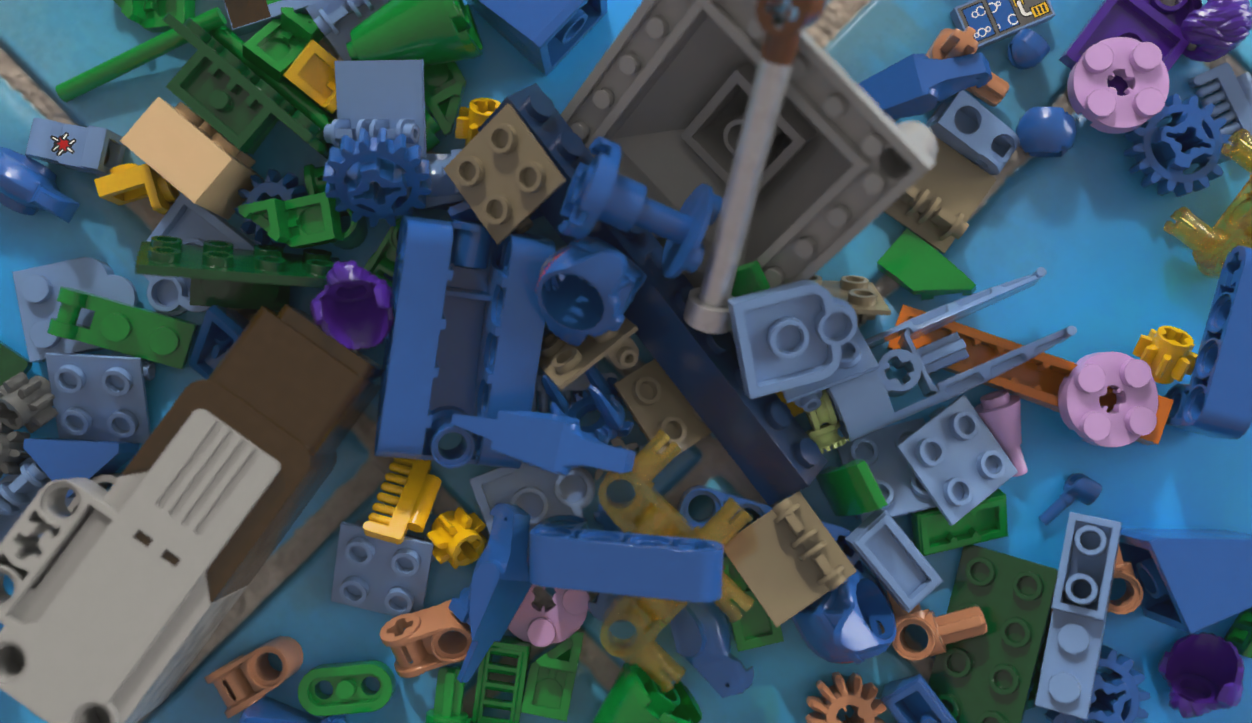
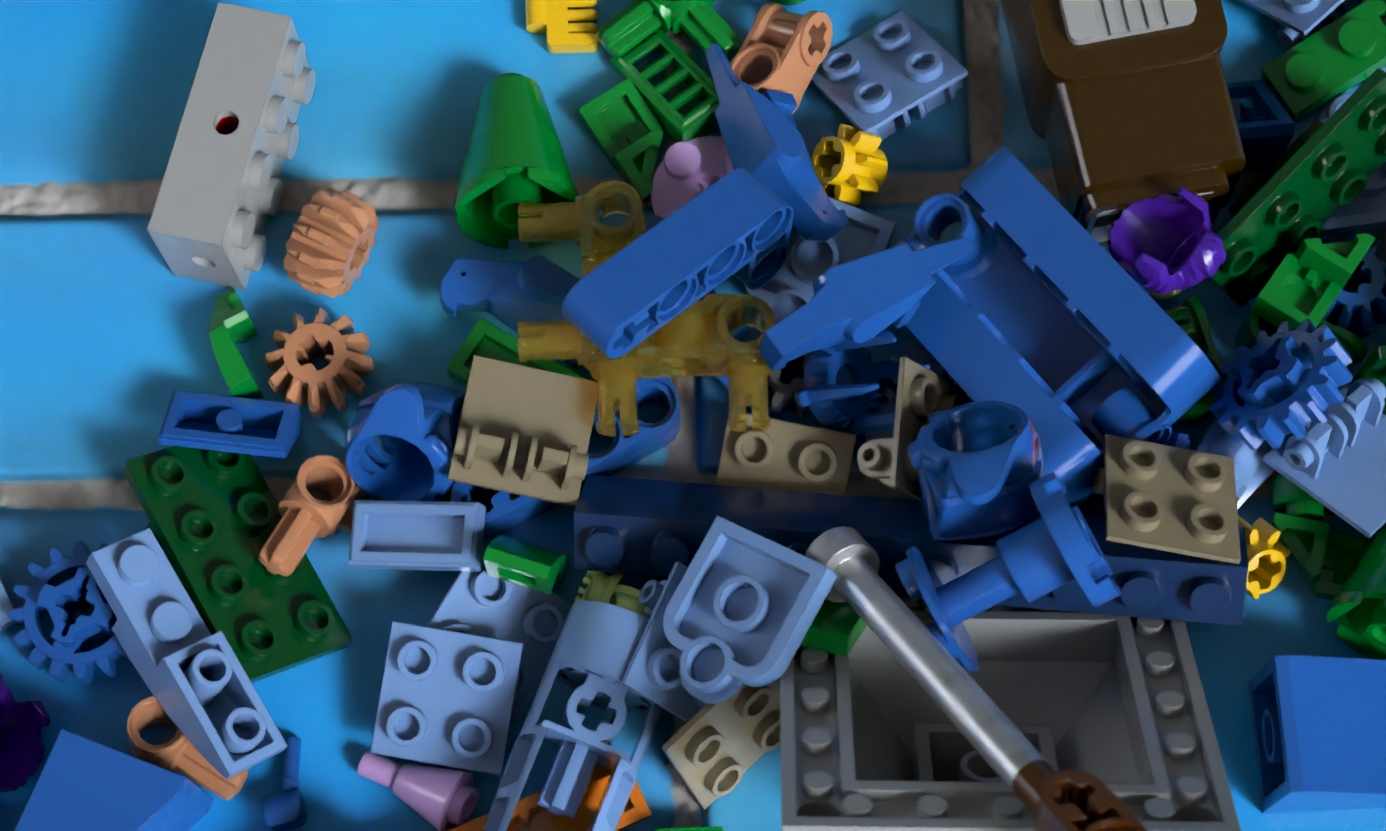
camera: 140 degrees right, 15 degrees down
(411, 507) = (921, 149): yellow piece -> none
(981, 524) = (359, 666): green plate -> none

